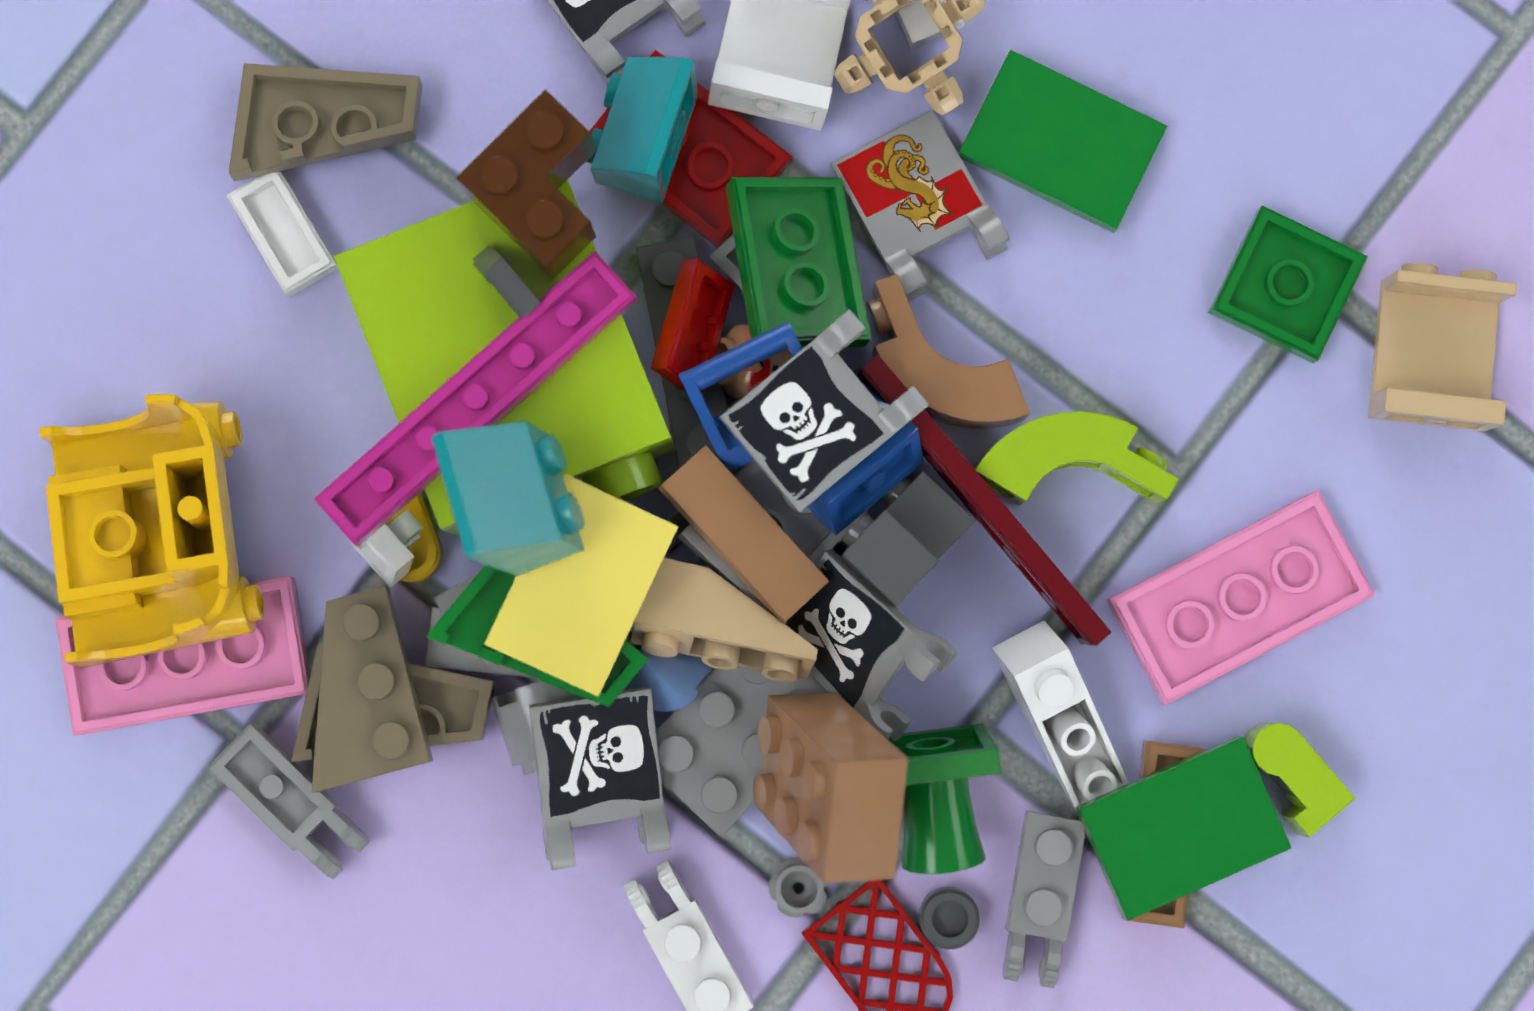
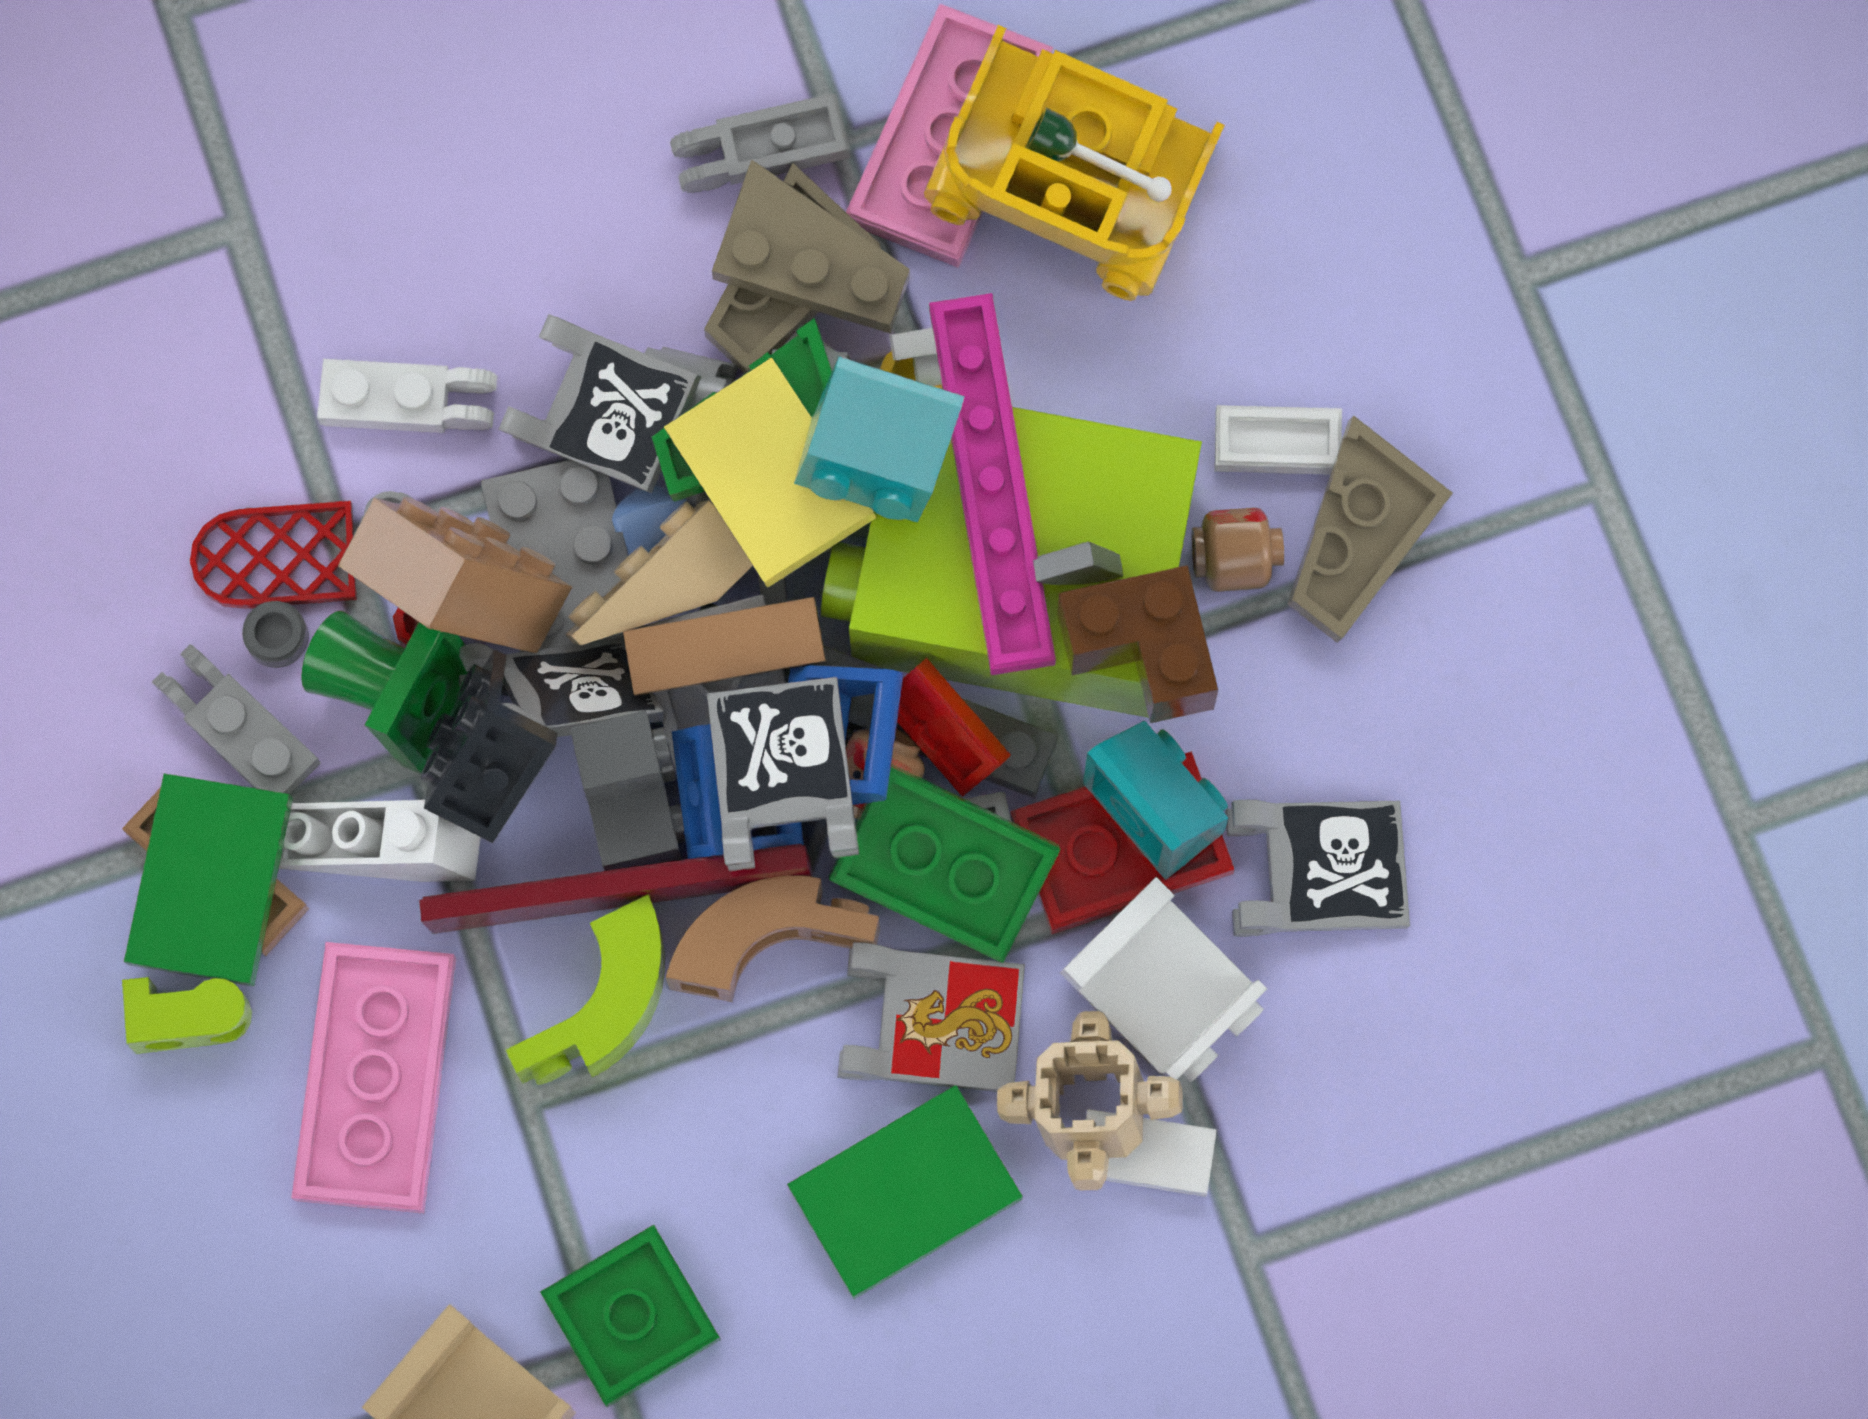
camera: 125 degrees right, 10 degrees down
(138, 549) = (1057, 139): none -> hinge
(394, 197) = (1236, 549): none -> medium nougat head
(970, 663) = (483, 755): none -> black bracket

